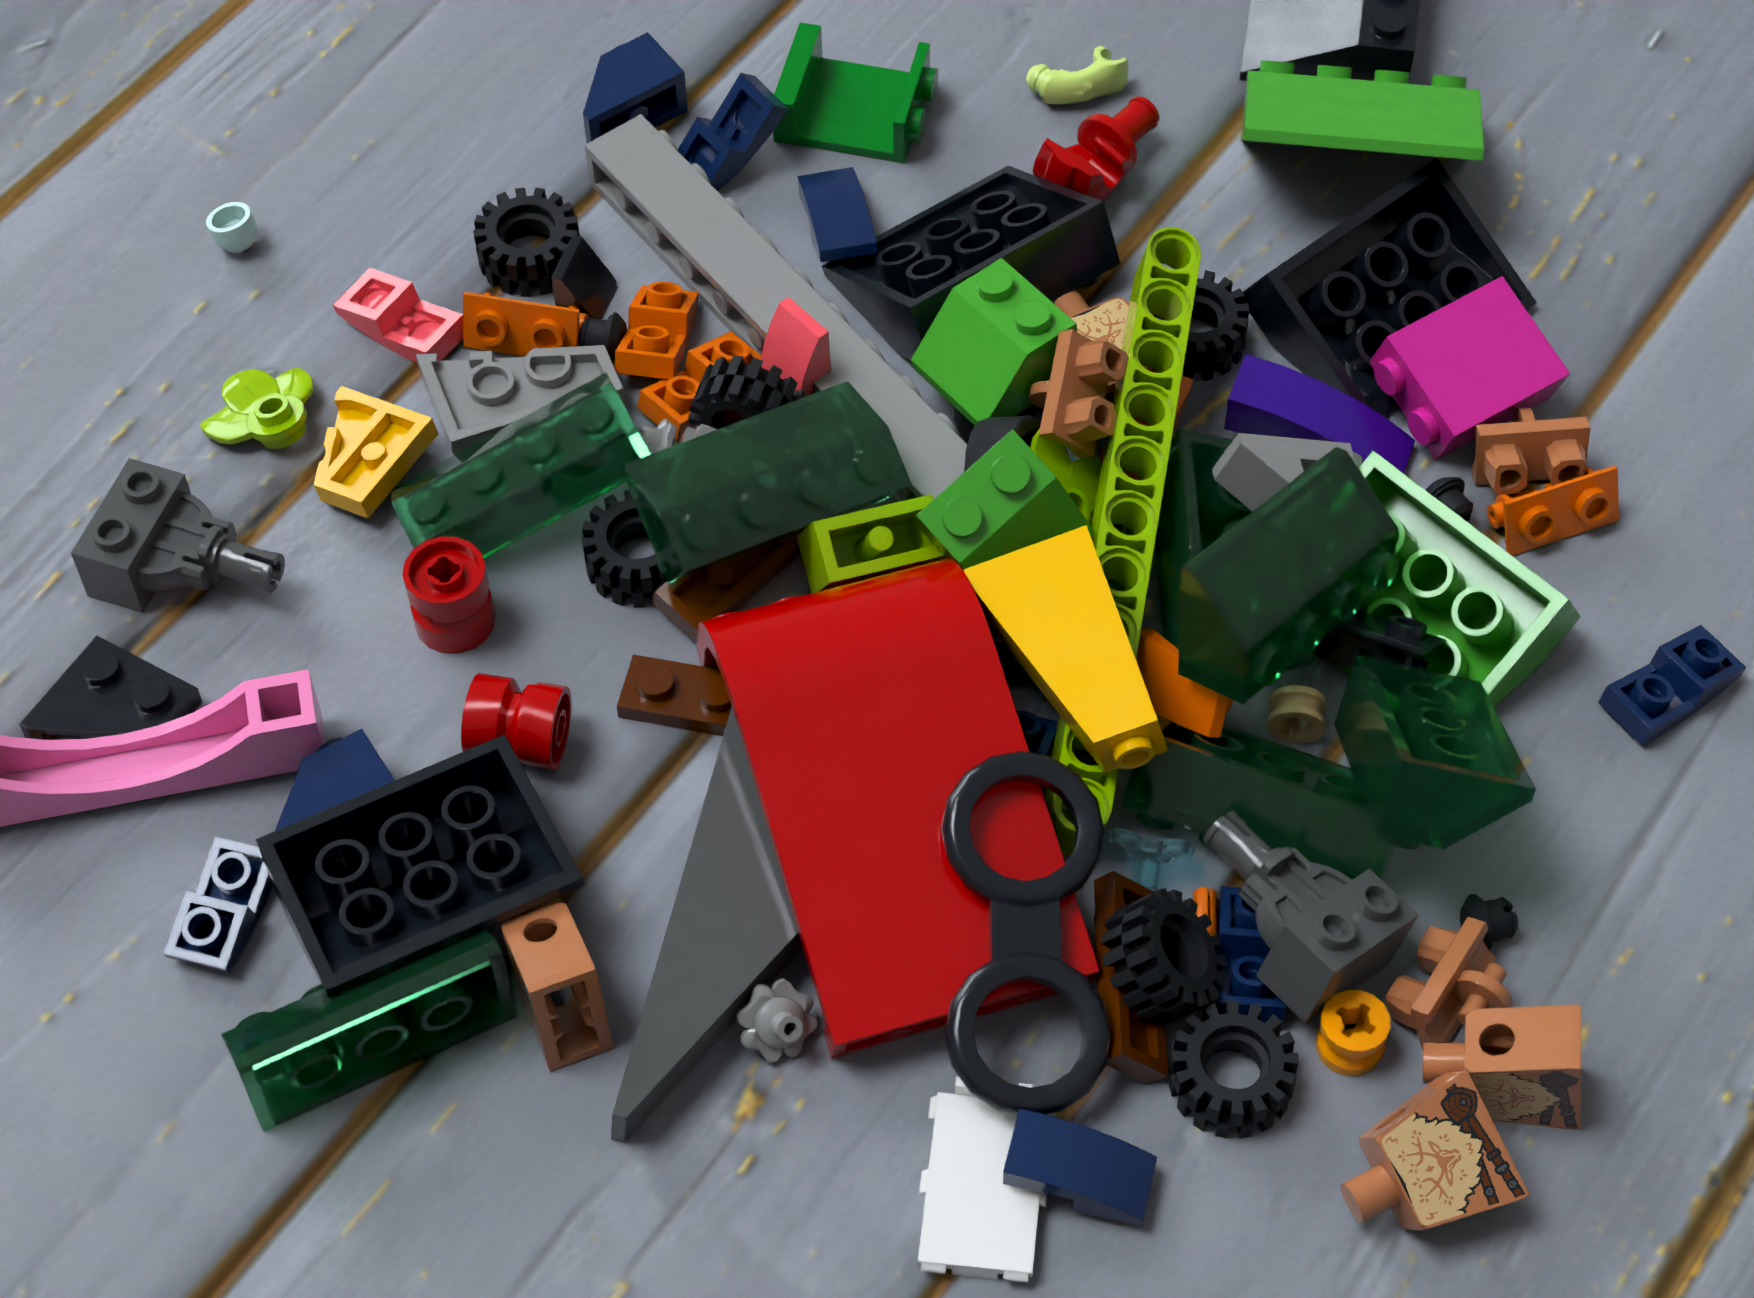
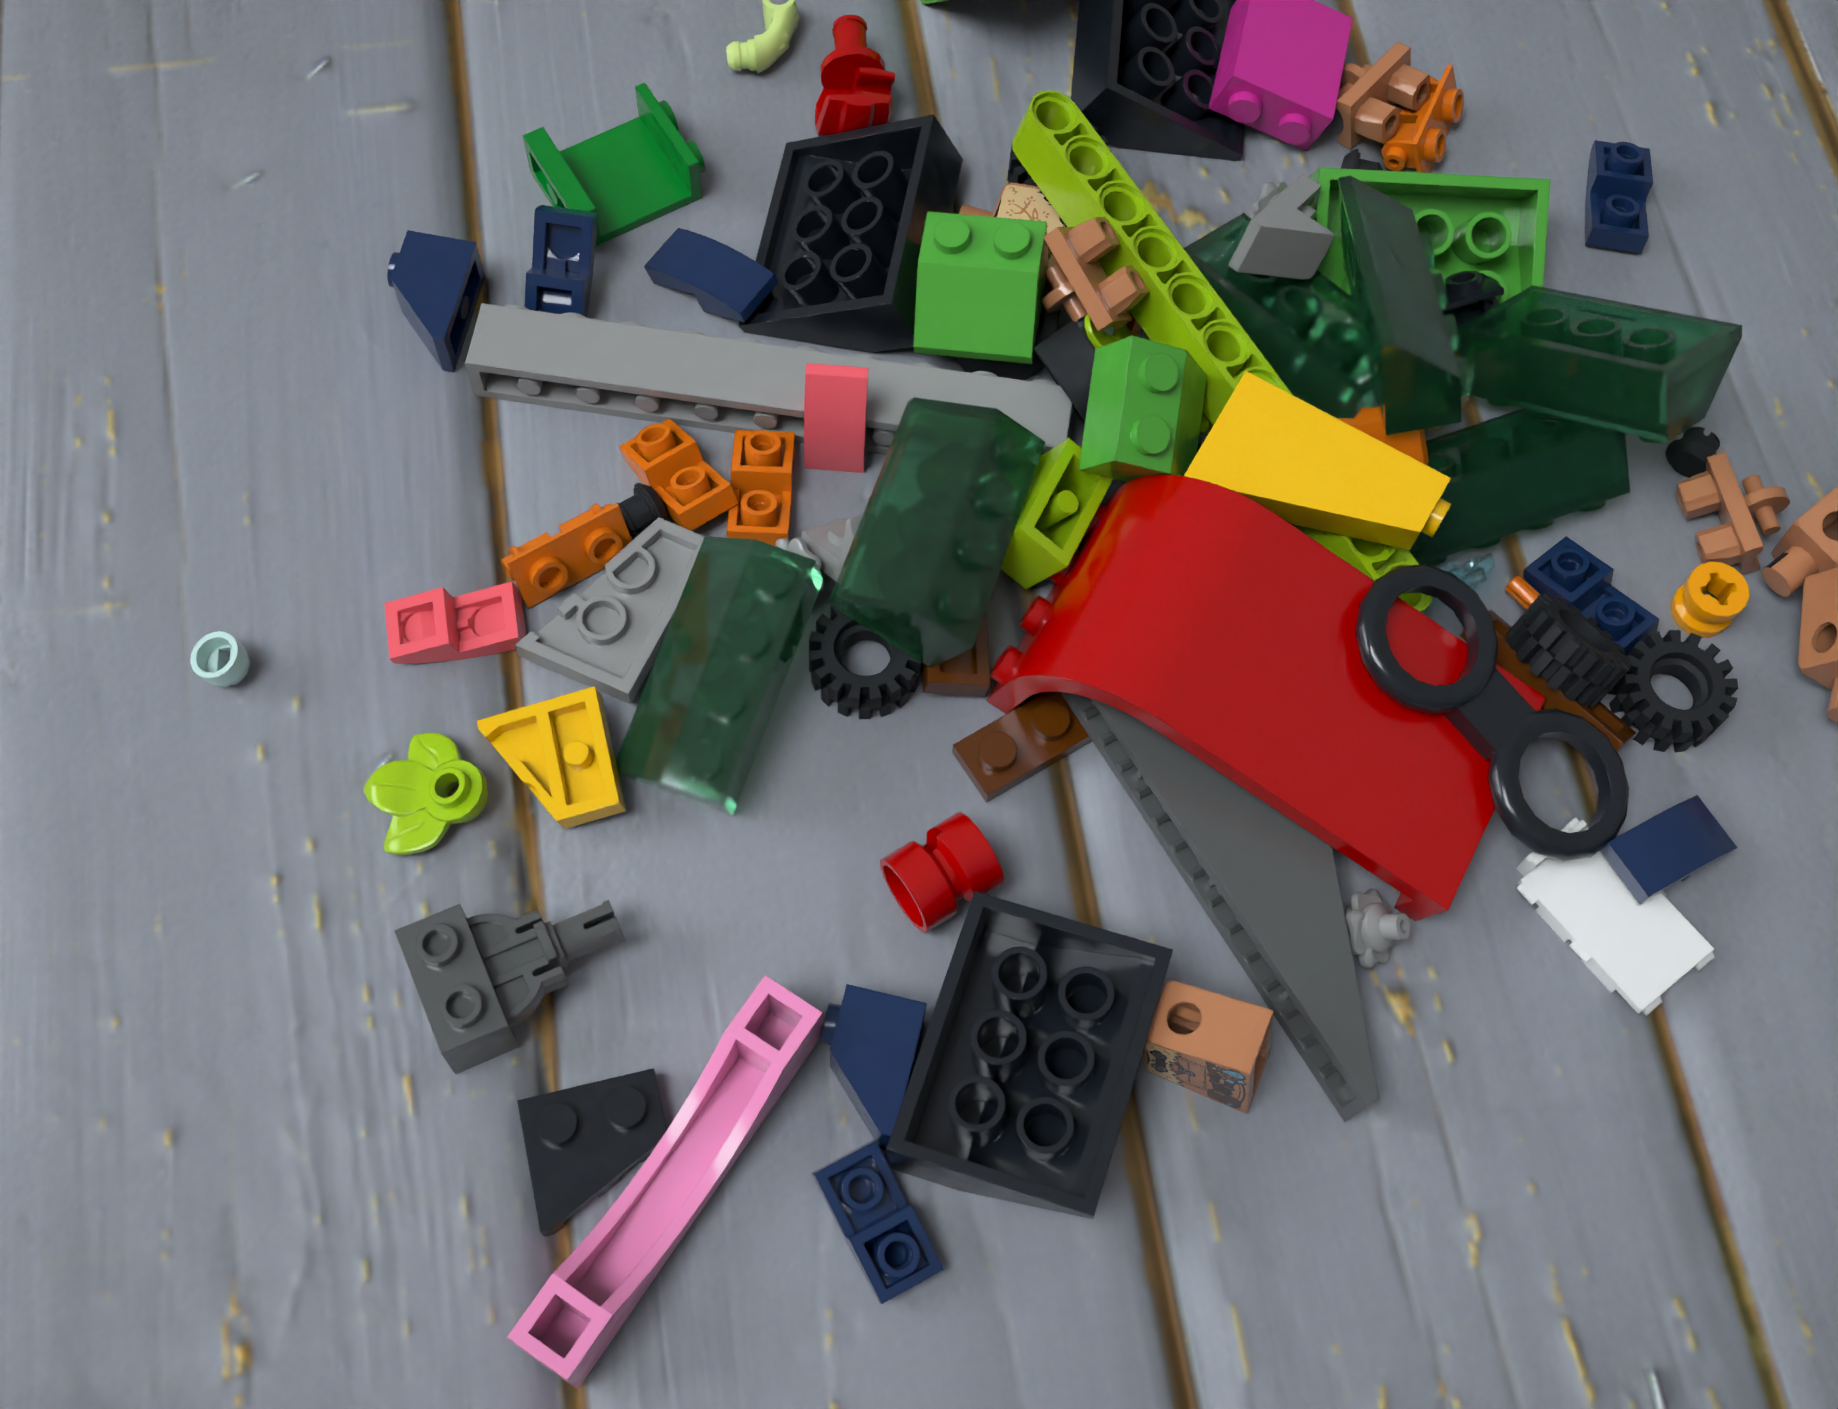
camera: 50 degrees left, 10 degrees up
(344, 1042) = (1096, 1263): clear green slope -> none
(449, 594) = (776, 816): red wheel -> none
(521, 218) = (488, 450): black tyre -> none
(583, 280) = (575, 479): black slope -> none
(738, 392) = (833, 477): black tyre -> none
(1293, 405) = (1214, 180): dark purple slope -> none
(1317, 921) = (1637, 537): dark grey brick -> none

